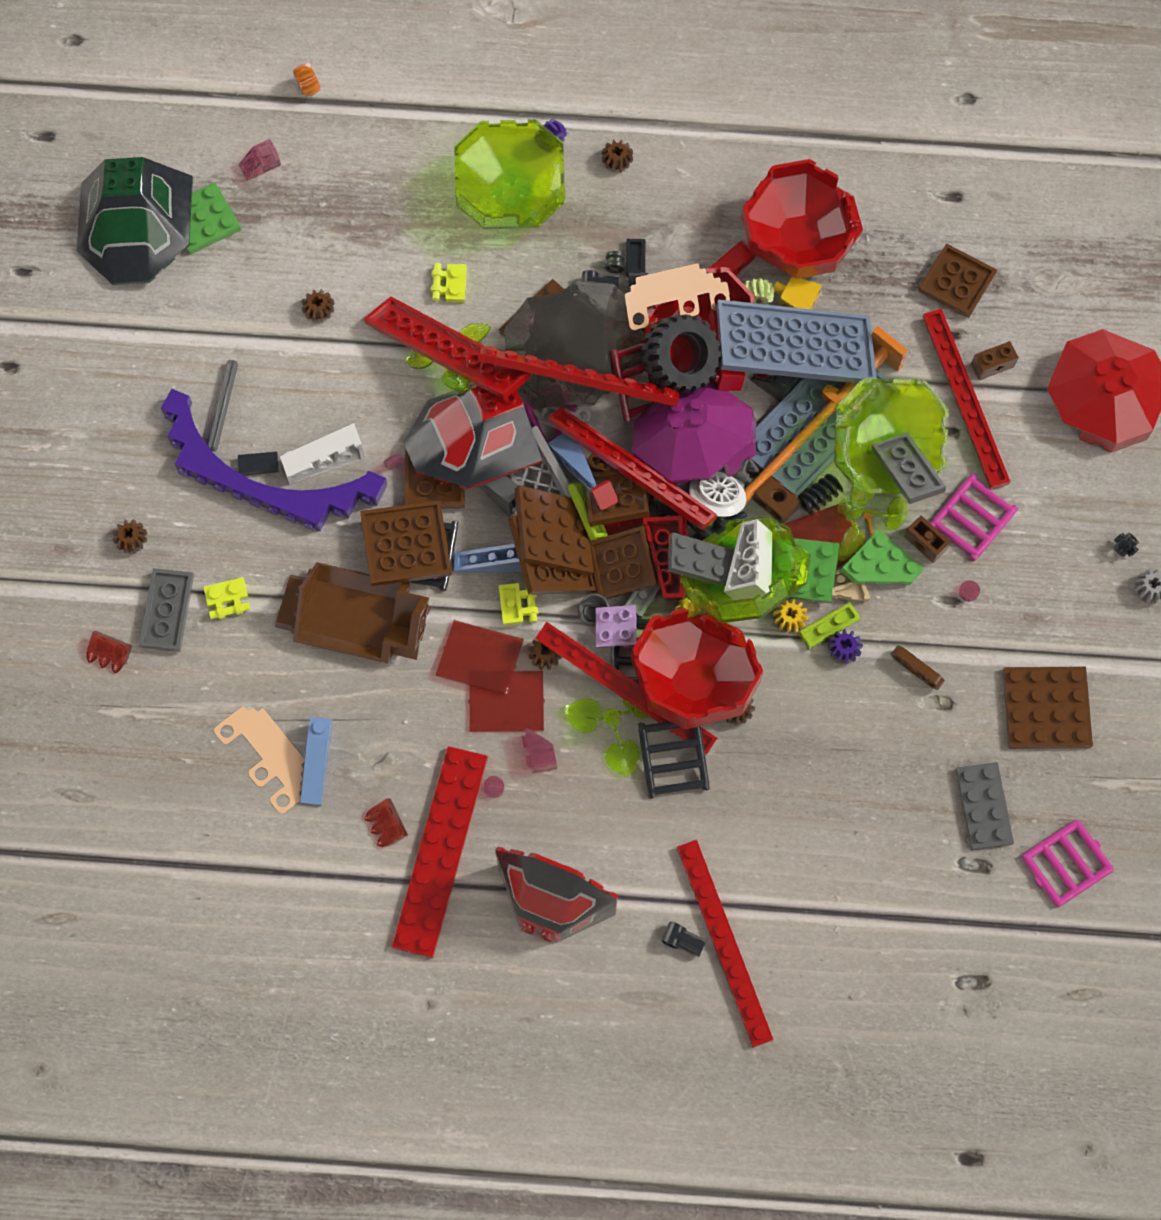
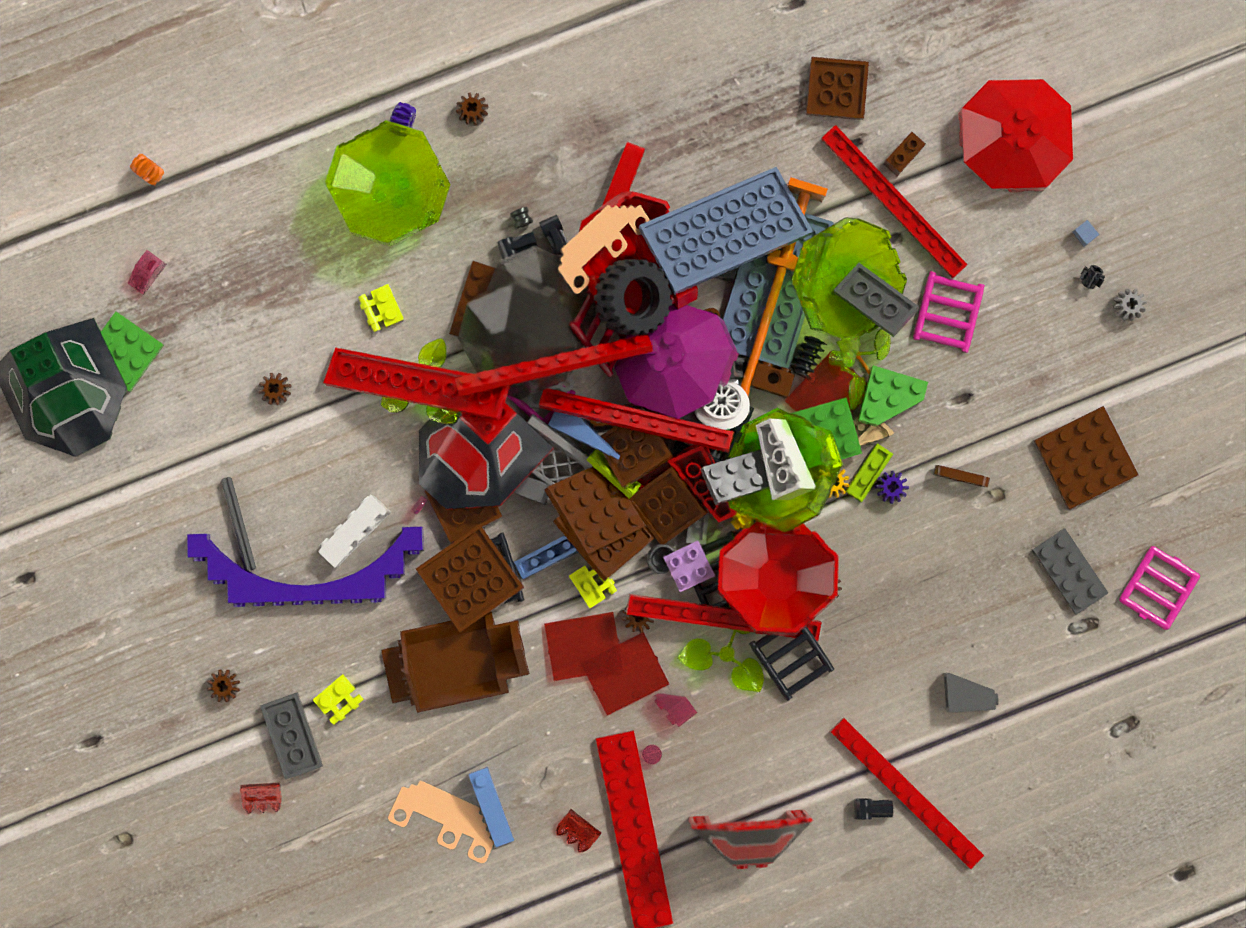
camera: 30 degrees left, 15 degrees up
(258, 463) = (299, 563): black tile -> none
(604, 495) = (625, 457): slope -> none
(635, 255) = (536, 201): black tile -> none
(762, 291) = (665, 187): yellowish green gear -> none
(798, 293) = (701, 173): yellow torso -> none
(801, 219) = (675, 102): red windscreen -> none
(829, 874) = (965, 695): none -> dark grey slope
(927, 539) = (919, 355): reddish brown brick -> none
(969, 591) = (974, 382): clear pink tile -> none
(1136, 505) = (1085, 233): none -> sand blue slope

